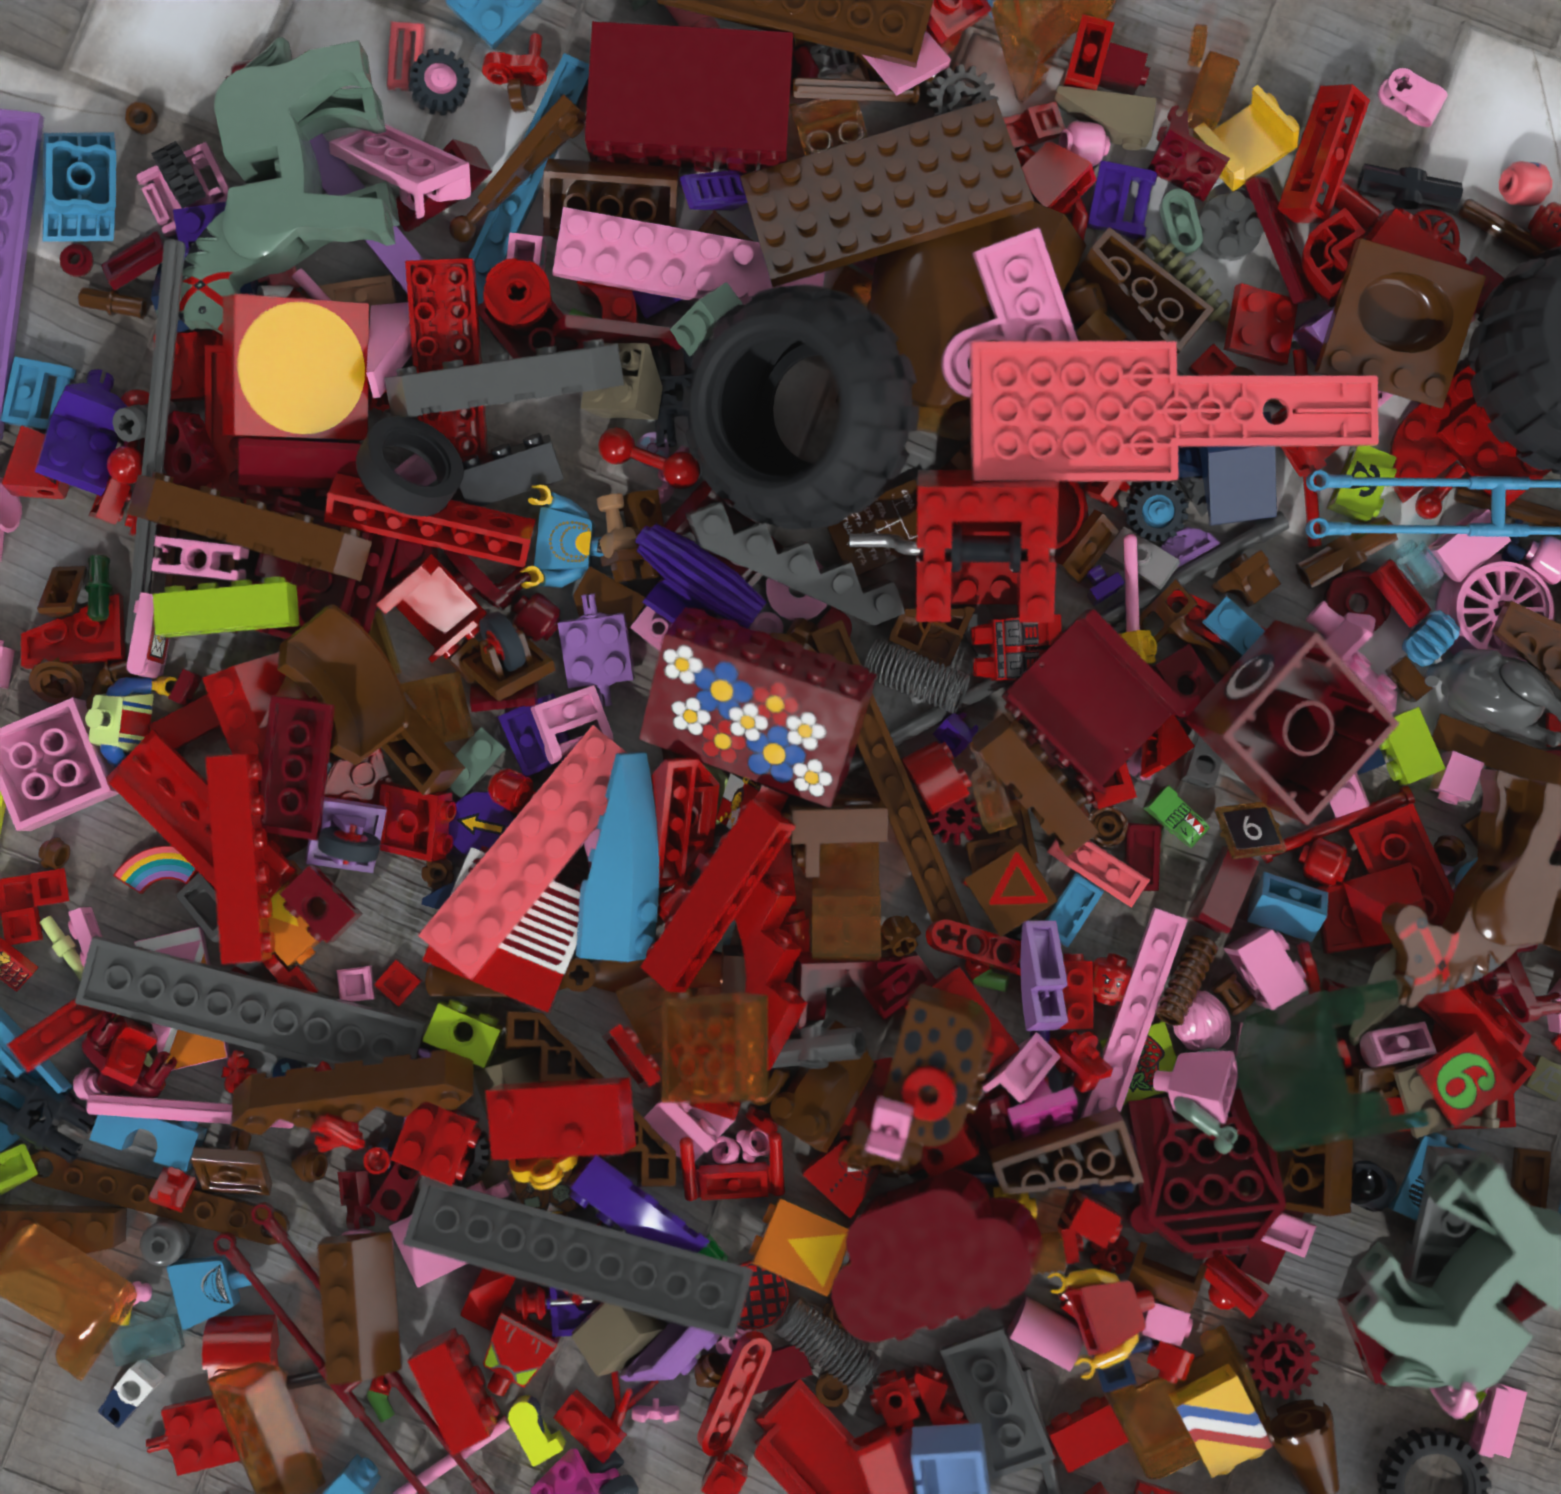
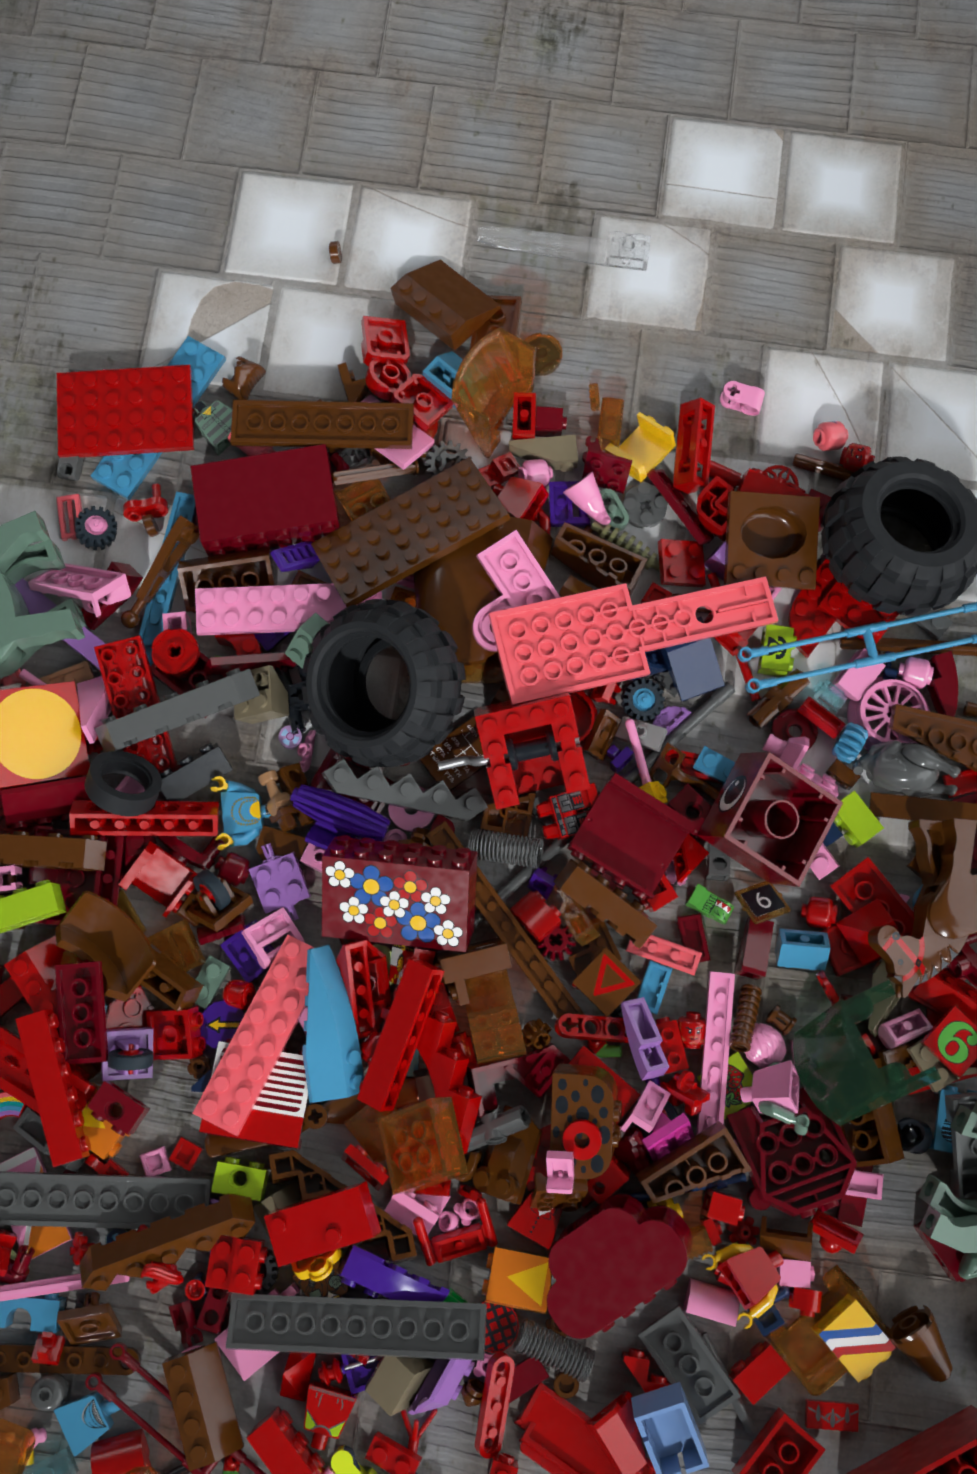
camera: 15 degrees left, 10 degrees down
(310, 1165) = (147, 1306): reddish brown plate -> none
(618, 447) = (311, 745): red piece -> none
(655, 1412) = (449, 1433): bright pink piece -> none
(895, 1409) = (614, 1388): red brick -> none
(1084, 300) = (559, 572): reddish brown head -> none
(1117, 826) = (670, 920): reddish brown plate -> none
(1151, 198) = (589, 499): none -> bright pink hat
(1248, 579) = (716, 731): reddish brown brick -> none
(1266, 967) = (799, 995): bright pink brick -> none
(1296, 1359) = (895, 1278): dark red gear -> none
(1334, 825) = (825, 881): red bar -> none
(1409, 188) = (756, 455): black piece -> none
(1430, 504) = (825, 655): red bar -> none
(1449, 850) = (903, 884): reddish brown plate -> none
(1458, 779) = (895, 833): bright pink brick -> none

